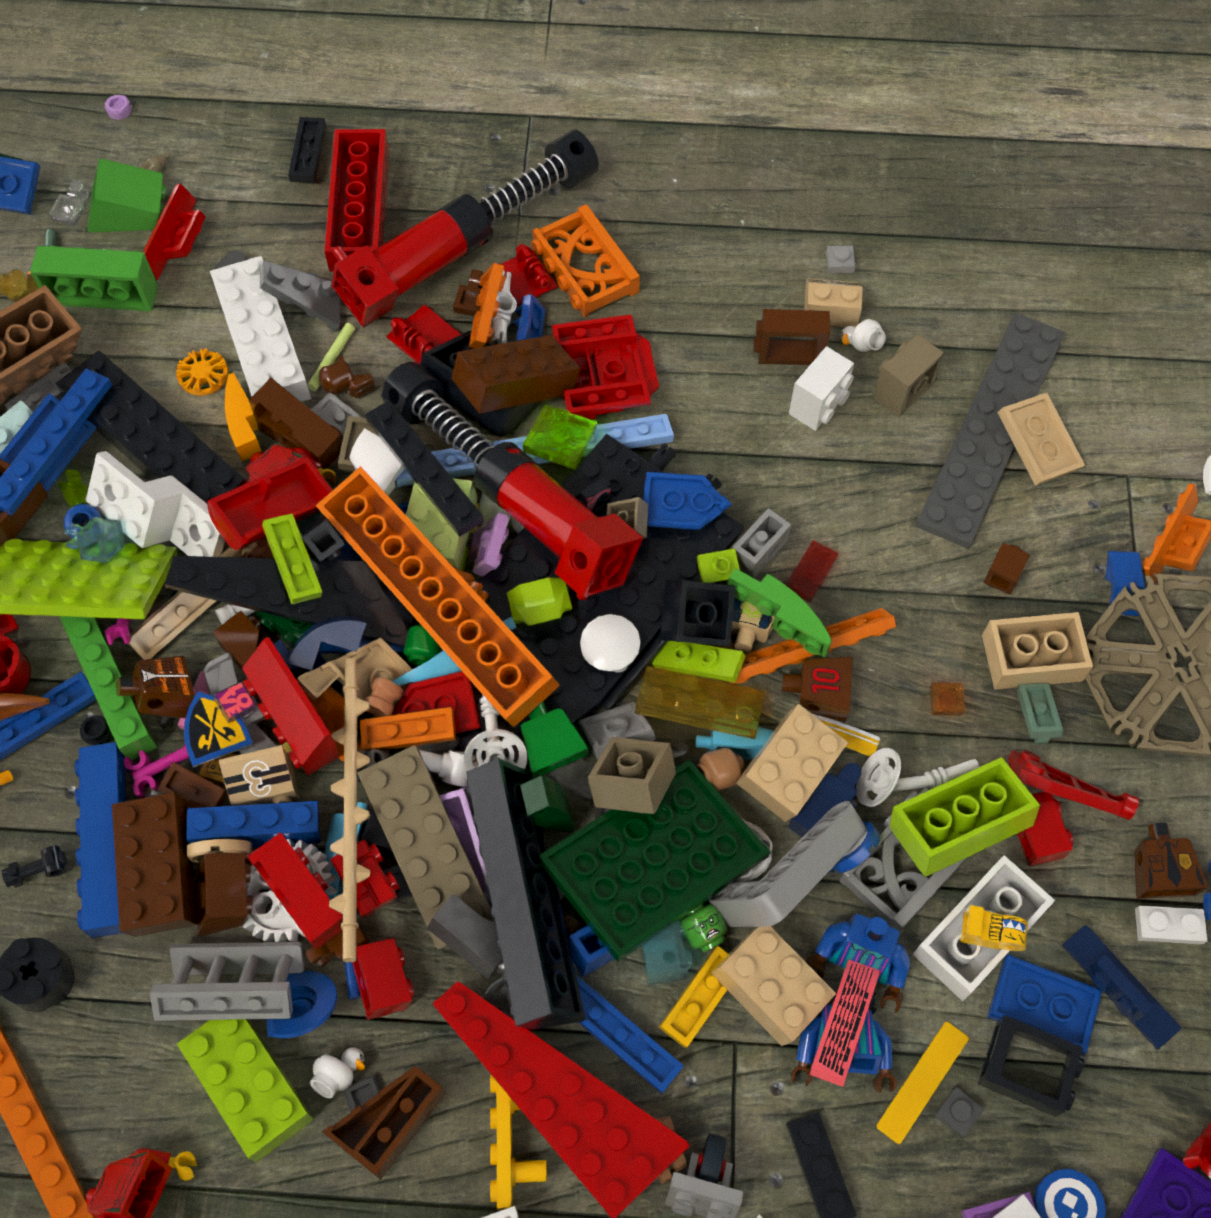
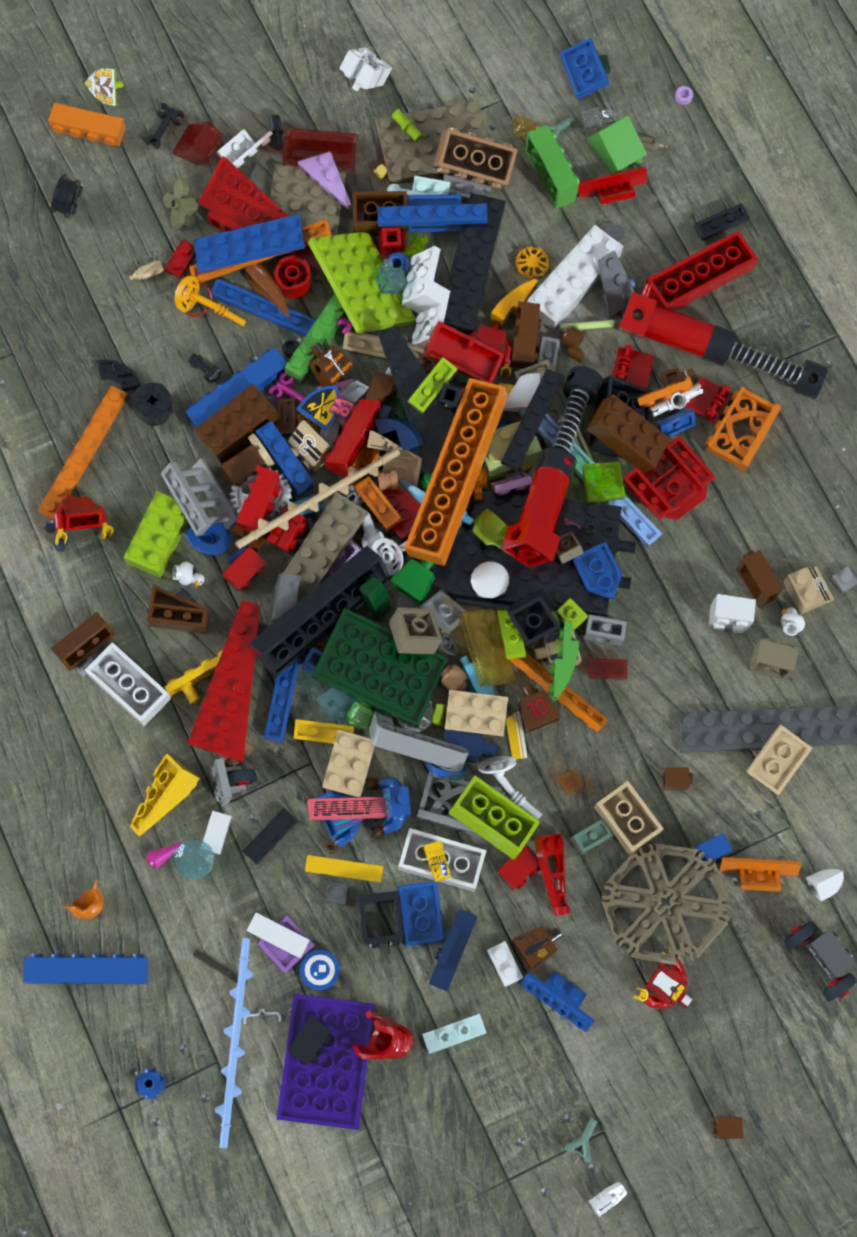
camera: 55 degrees right, 10 degrees up
(44, 517) = (391, 242): none -> red brick
(764, 818) = (439, 716): none -> lime plate

